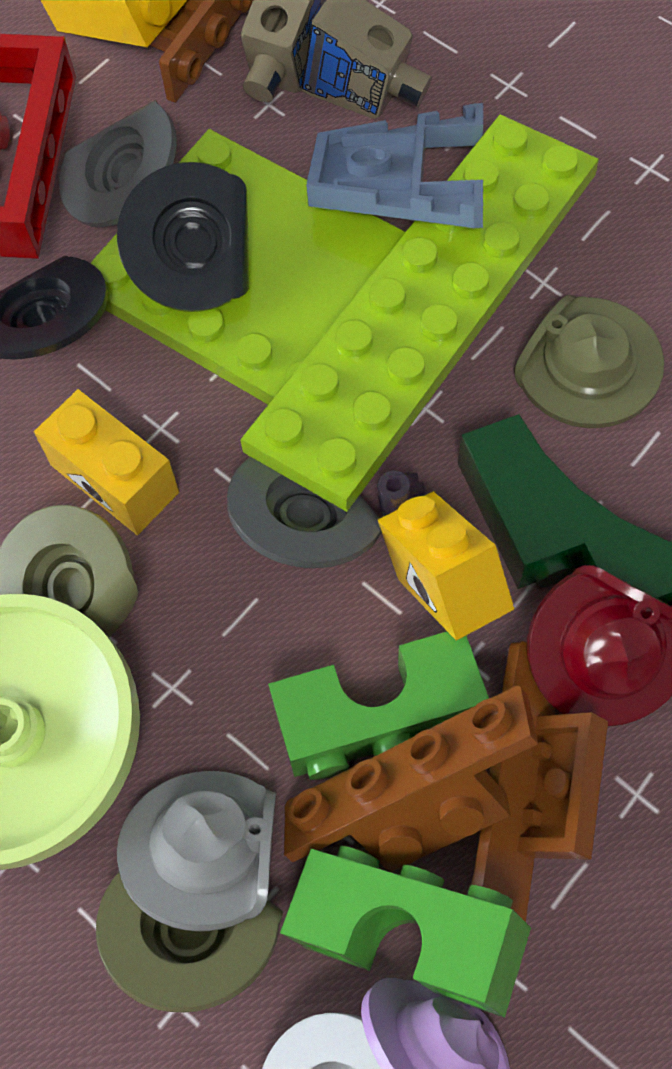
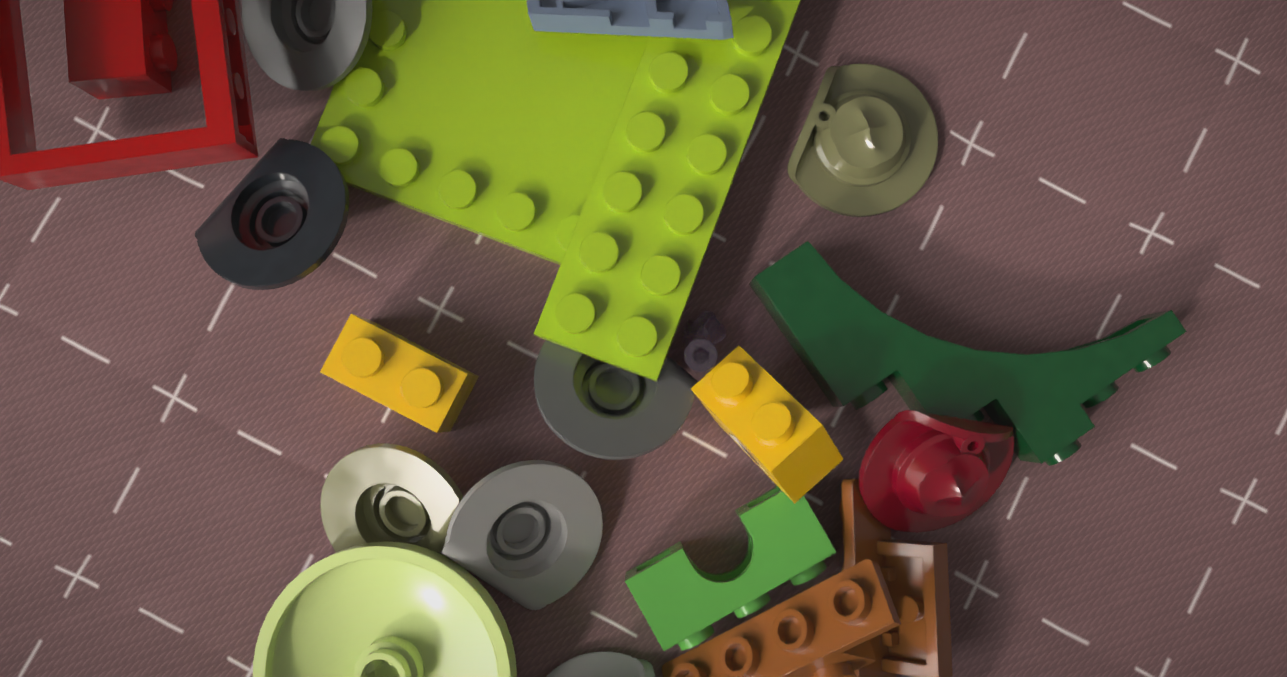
camera: 15 degrees left, 20 degrees up
(184, 625) = (527, 531): none -> light grey hat
(187, 237) = (413, 103): black hat -> none

